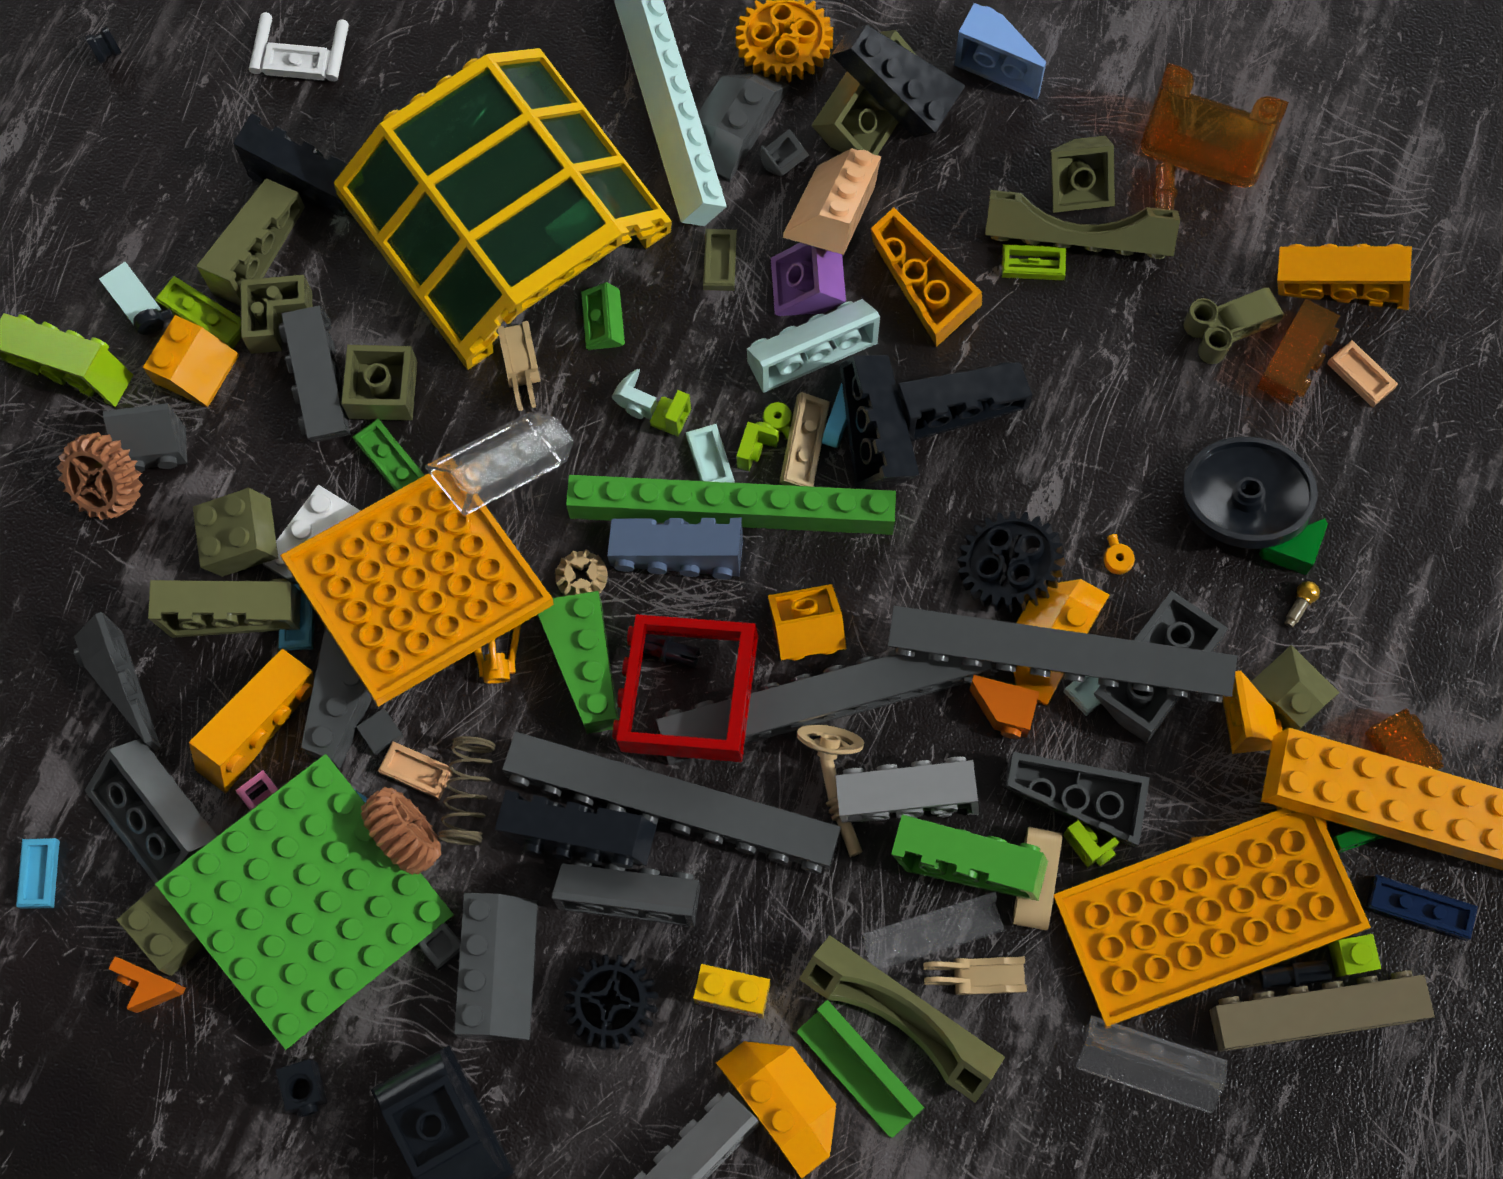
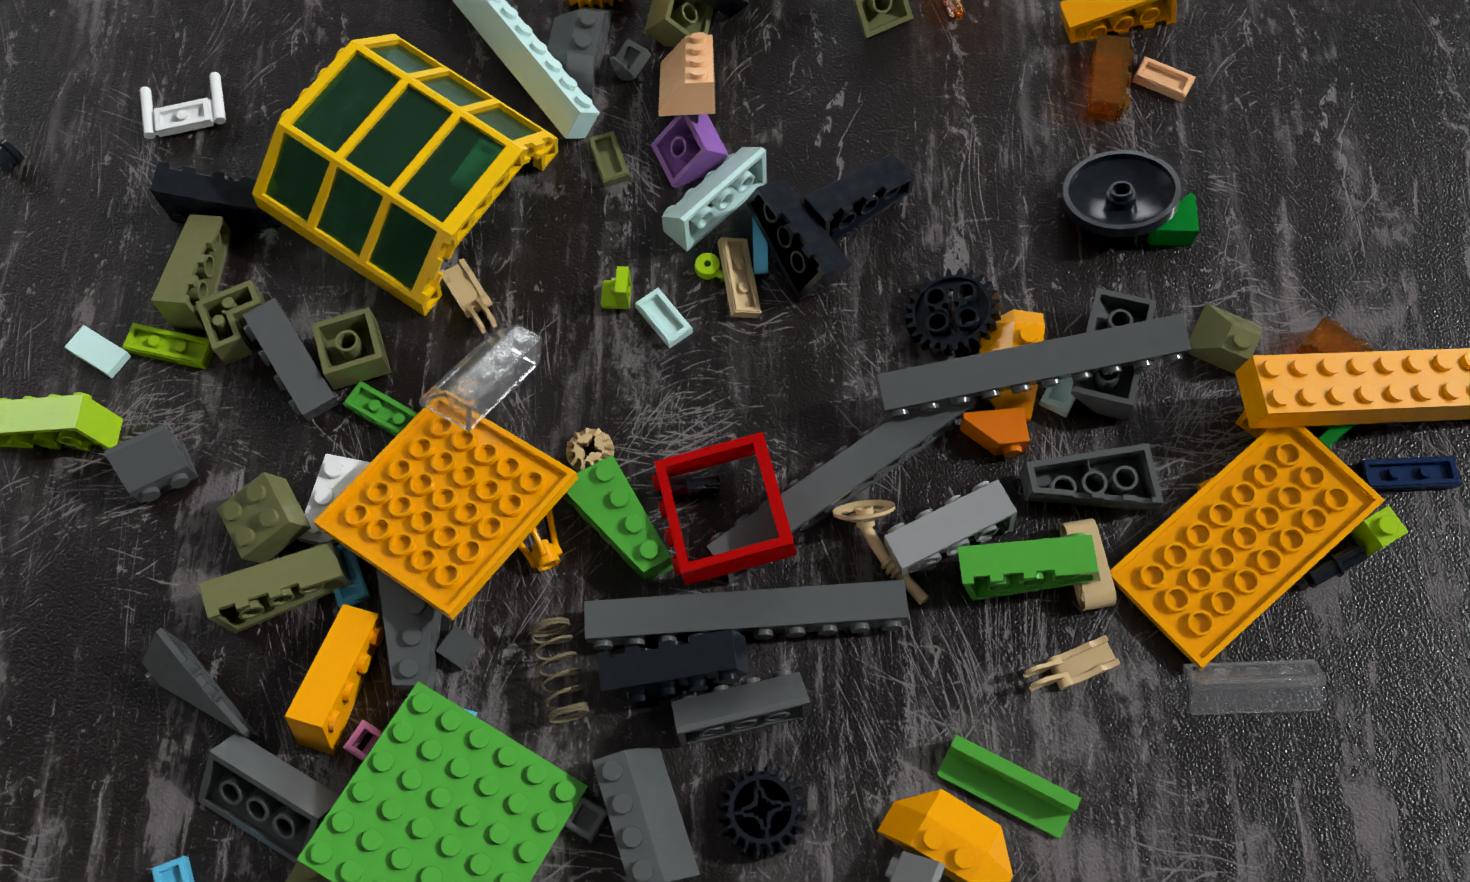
camera: 20 degrees left, 5 degrees down
(99, 476) = (119, 511): nougat gear -> none
(151, 320) = (124, 366): black piece -> none
(190, 361) = (171, 388): light orange slope -> none
(401, 830) = (512, 726): nougat gear -> none
(415, 770) = (504, 670): light nougat tile -> none
(602, 317) = (526, 235): bright green slope -> none
(633, 400) = (580, 290): light aqua plate -> none
(677, 546) = (666, 395): sand blue wedge -> none
(731, 991) = (867, 759): yellow brick -> none
(752, 443) = (697, 285): lime bracket -> none
(756, 504) = (697, 347): bright green brick -> none
(807, 622) = (802, 421): light orange slope -> none
(848, 978) = (1089, 740): olive arch -> none
(927, 278) = (786, 114): light orange wedge -> none
(933, 932) = (1018, 644): clear panel -> none
(1033, 267) = (869, 83): lime tile -> none
(1084, 843) = (1116, 522): lime bracket -> none
(1121, 551) = (1036, 281): light orange piece -> none
(1147, 231) = (949, 25): olive arch -> none
(1230, 321) = (1044, 73): olive piece -> none
(1249, 717) = (1204, 371): light orange slope -> none
(1307, 593) = (1200, 258): piece -> none
(1321, 1012) = (1371, 589): dark tan brick -> none

